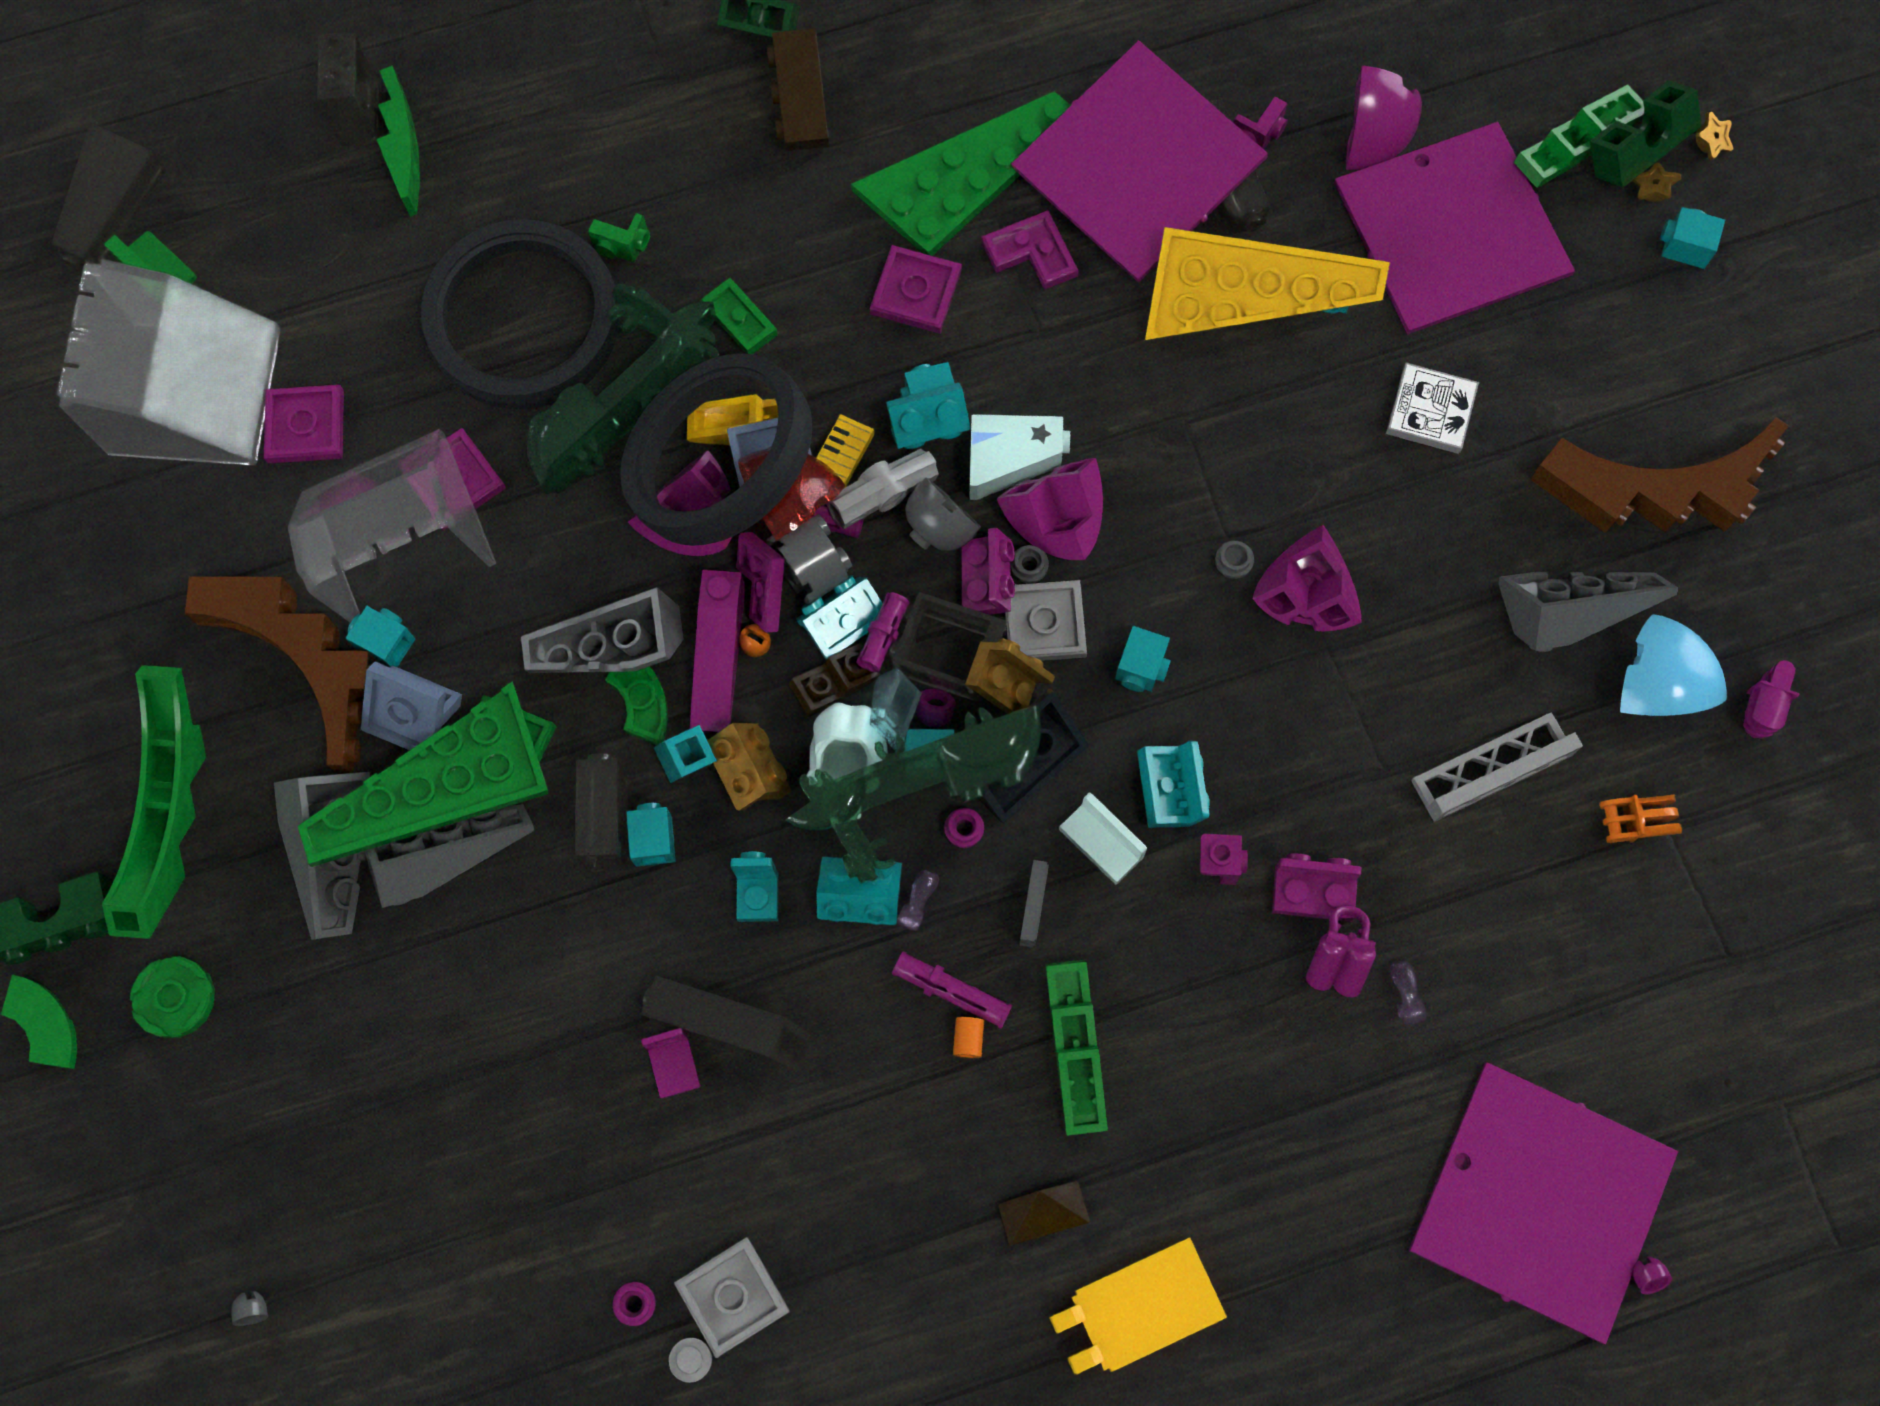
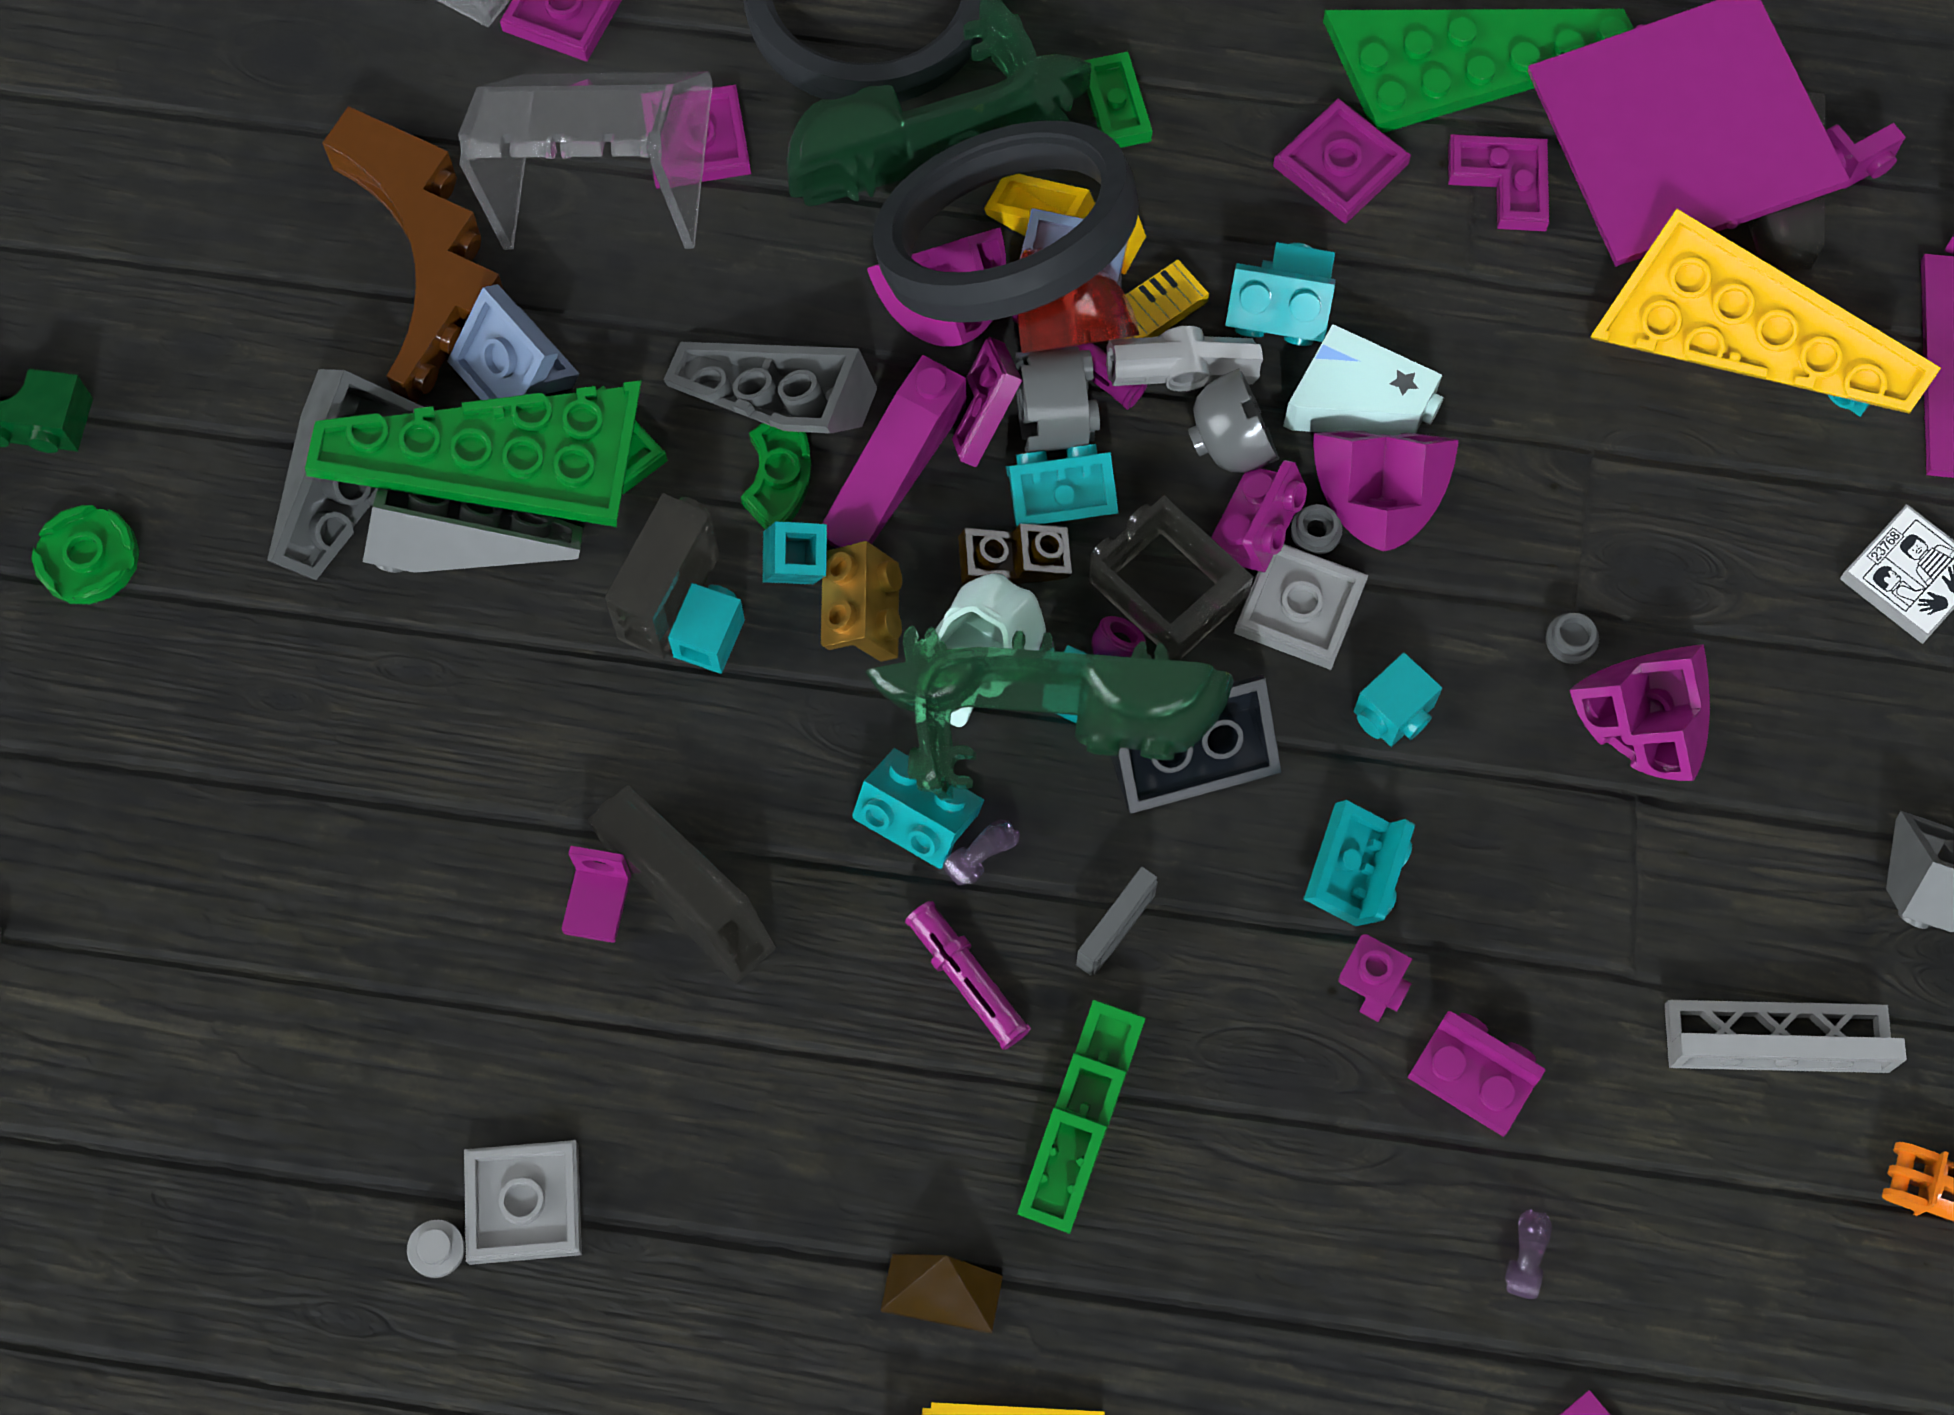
camera: 25 degrees right, 5 degrees down
(164, 806) = (186, 343): green arch -> none
(380, 635) = (523, 267): teal brick -> none
(621, 1299) = (395, 1139): magenta plate -> none
(752, 647) = (937, 473): orange hinge -> none
(756, 887) = (800, 743): teal bracket -> none
(882, 632) = (1098, 522): magenta pin -> none
(893, 705) = (1067, 609): clear light blue slope -> none
(959, 816) = (1084, 781): magenta plate -> none
(968, 1037) = (958, 1040): orange hinge -> none
(1006, 675) = (1220, 632): pearl gold bracket -> none
(1103, 839) = (1242, 888): light aqua panel -> none
(1343, 958) = (1466, 1168): magenta piece -> none

